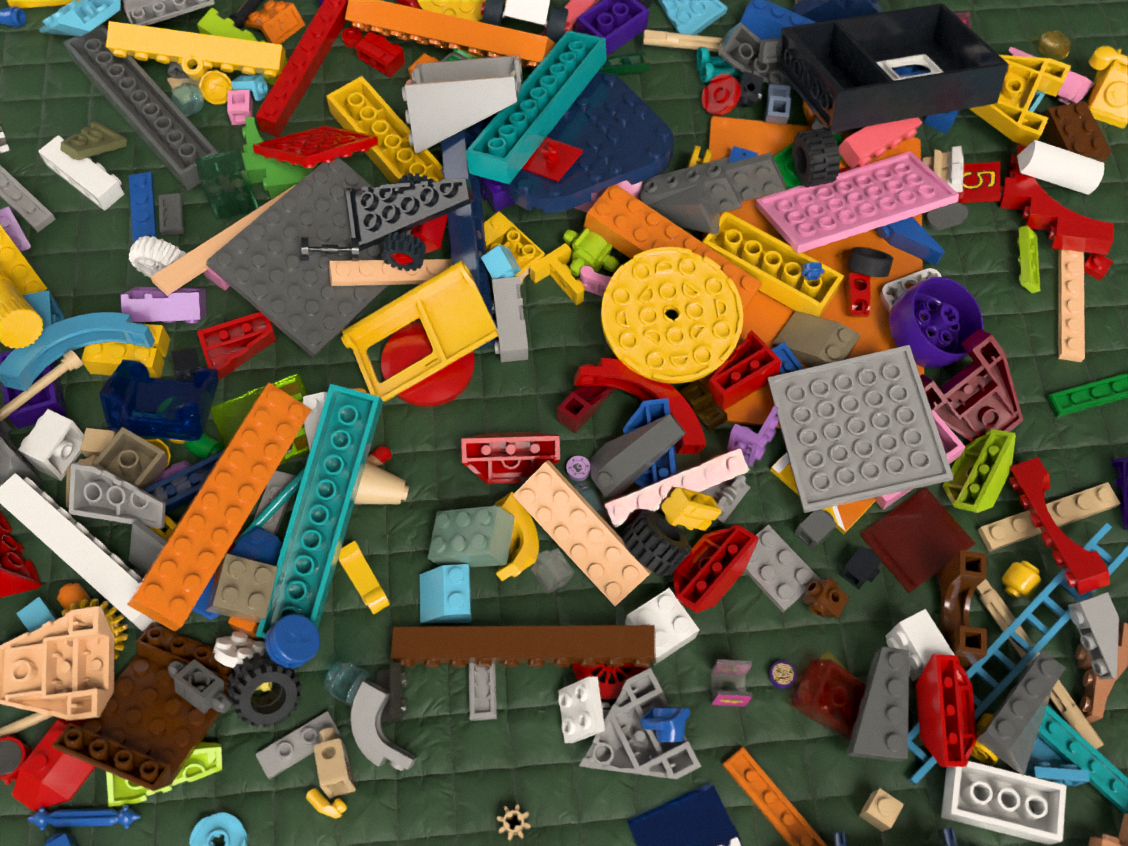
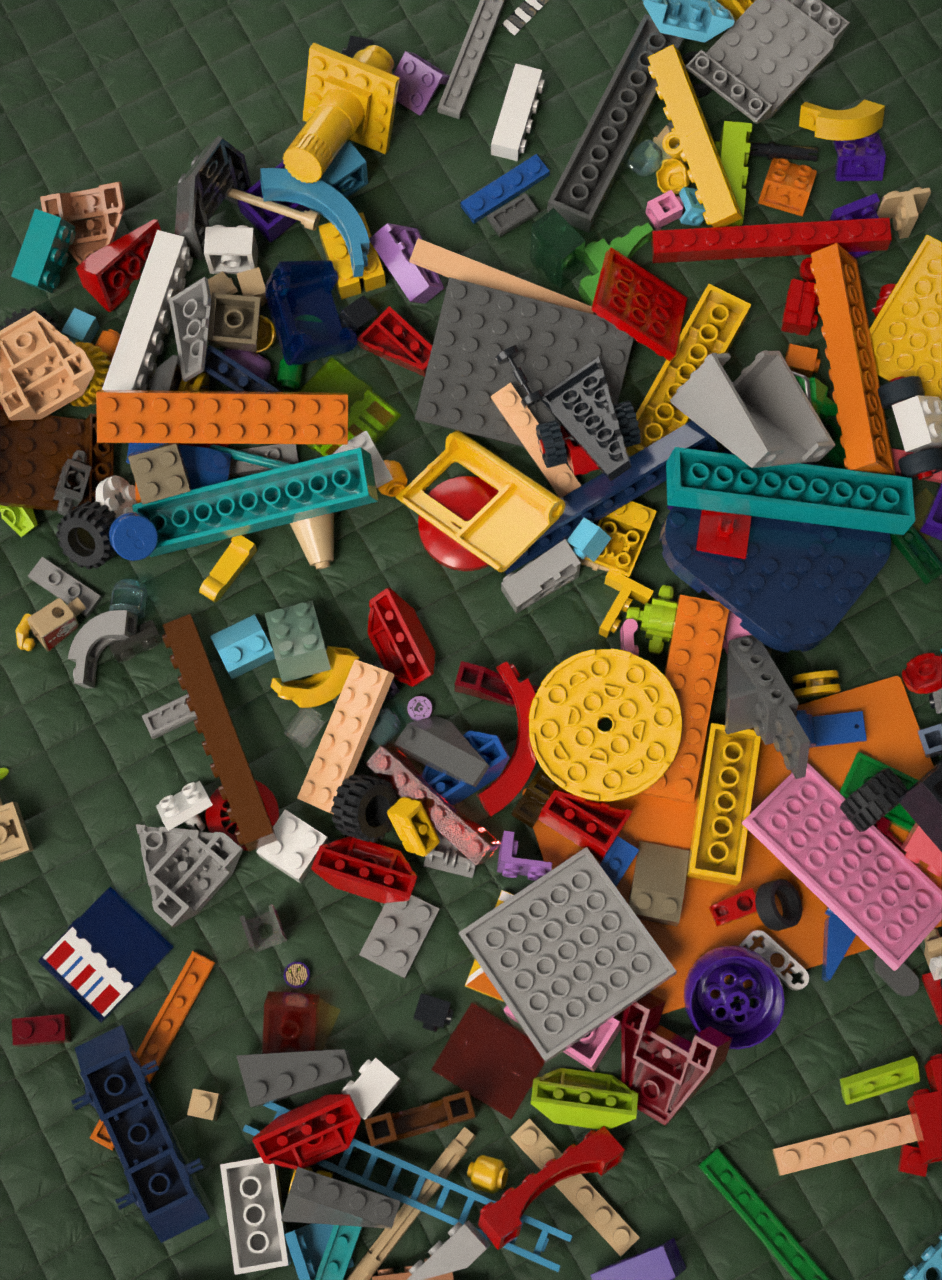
camera: 70 degrees right, 10 degrees up
(92, 142) = (550, 103): olive wing -> none
(153, 255) = (451, 228): white gear -> none
(379, 456) = (347, 524): red arm -> none
(509, 816) = (74, 794): tan gear -> none
(667, 722) = (200, 884): blue piece -> none
(812, 270) = (724, 845): blue plate -> none
(815, 528) = (454, 955): dark grey brick -> none
(825, 598) = (383, 986): reddish brown brick -> none

